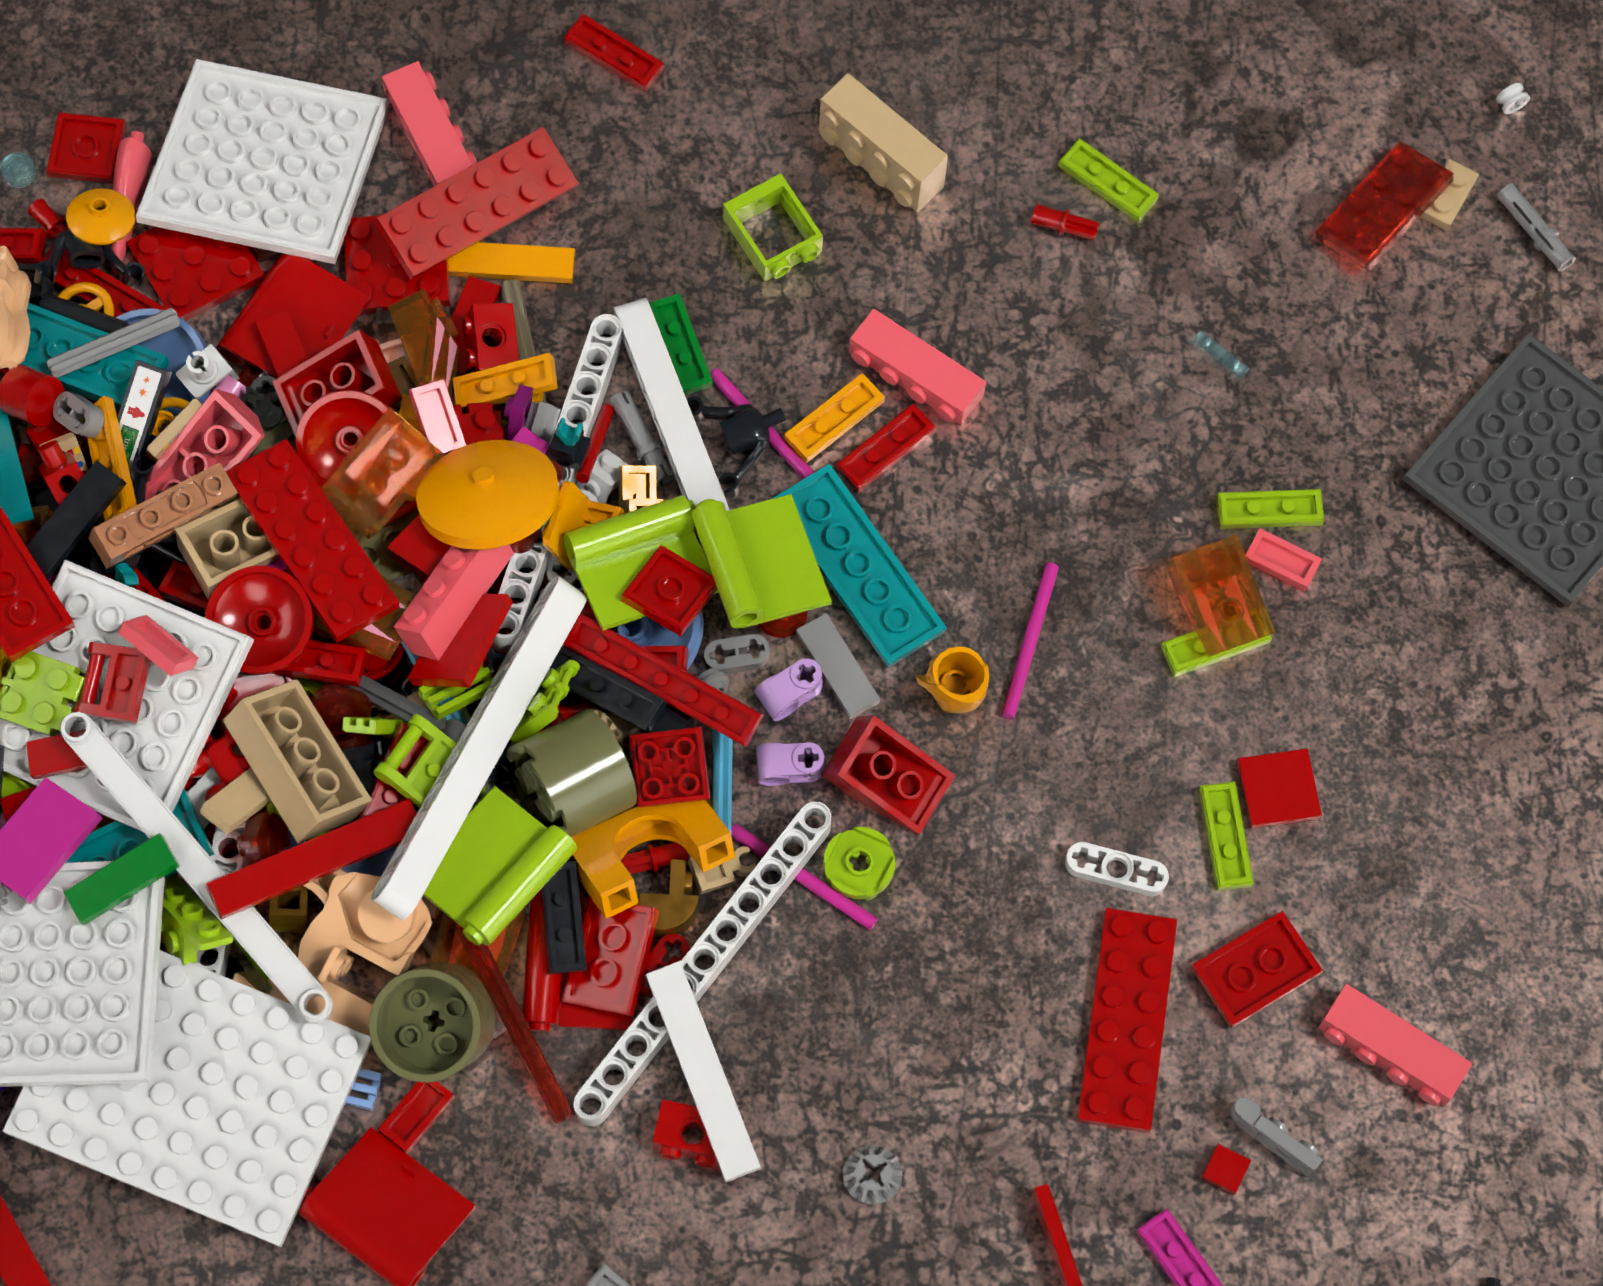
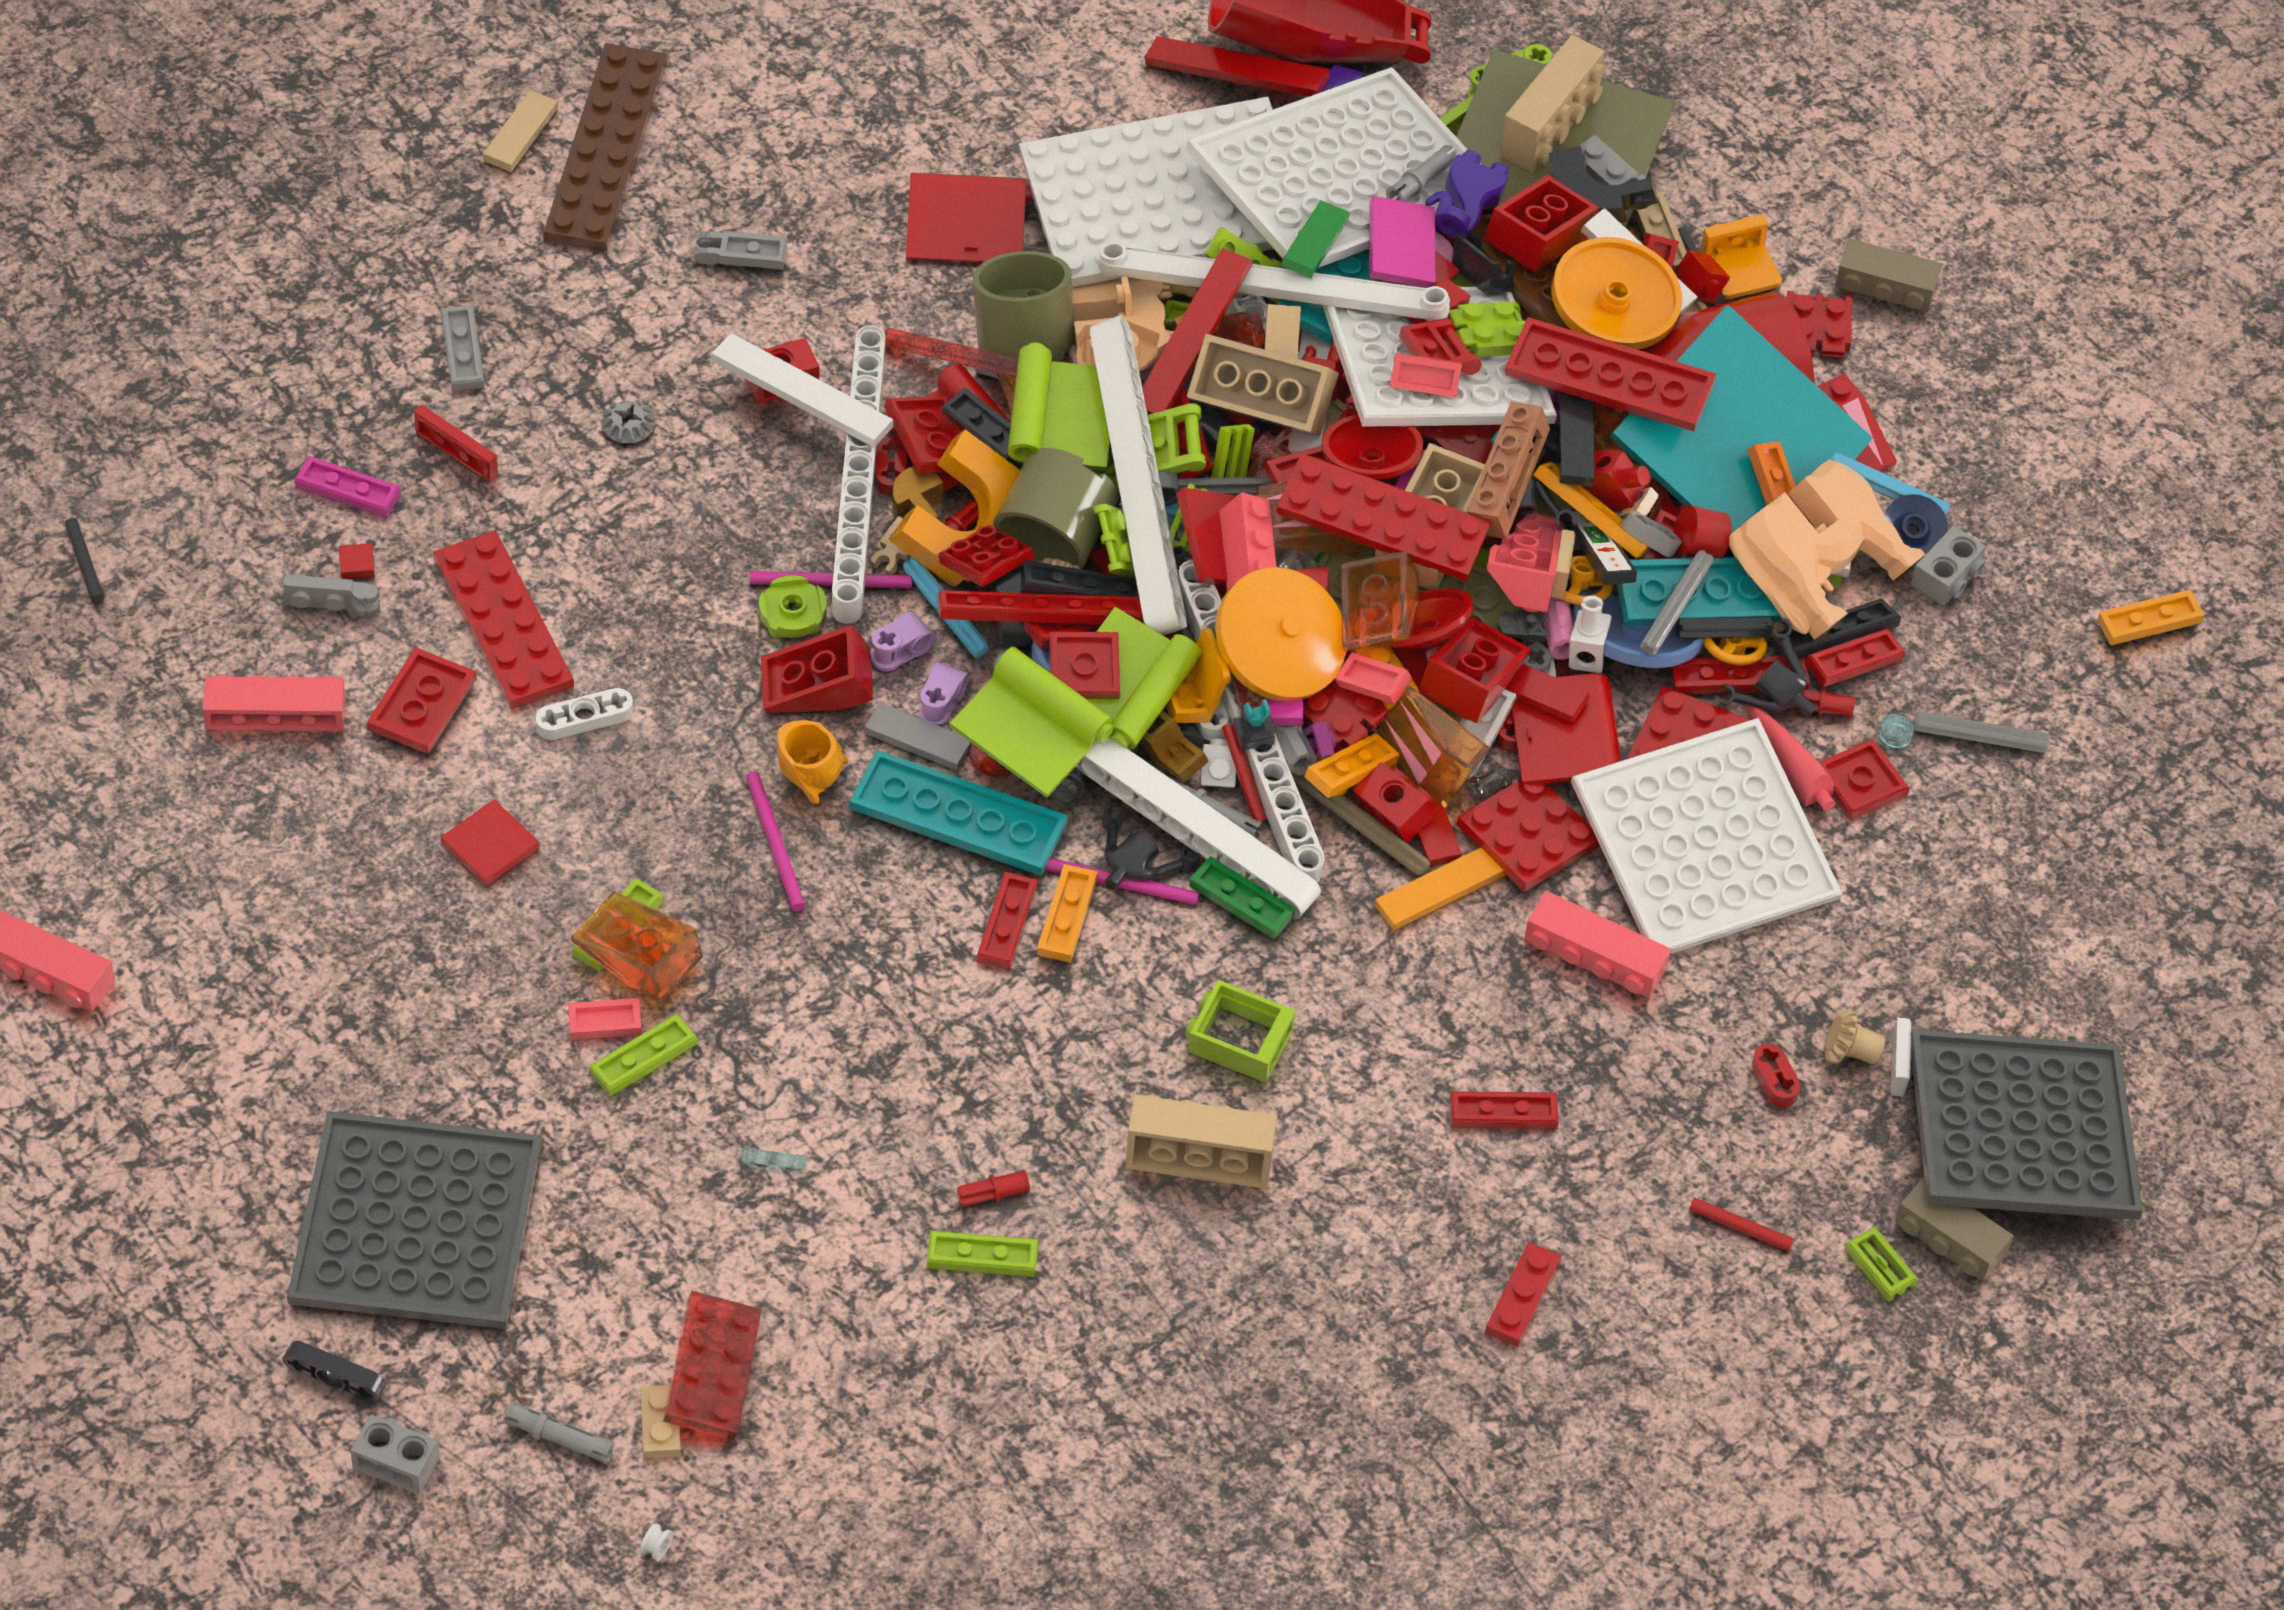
camera: 145 degrees right, 15 degrees down
(100, 216) = (1785, 719): light orange dish -> none
(476, 203) = (1499, 895): red plate -> none
(916, 367) = (1028, 988): coral brick -> none
(1226, 836) = (511, 786): lime tile -> none

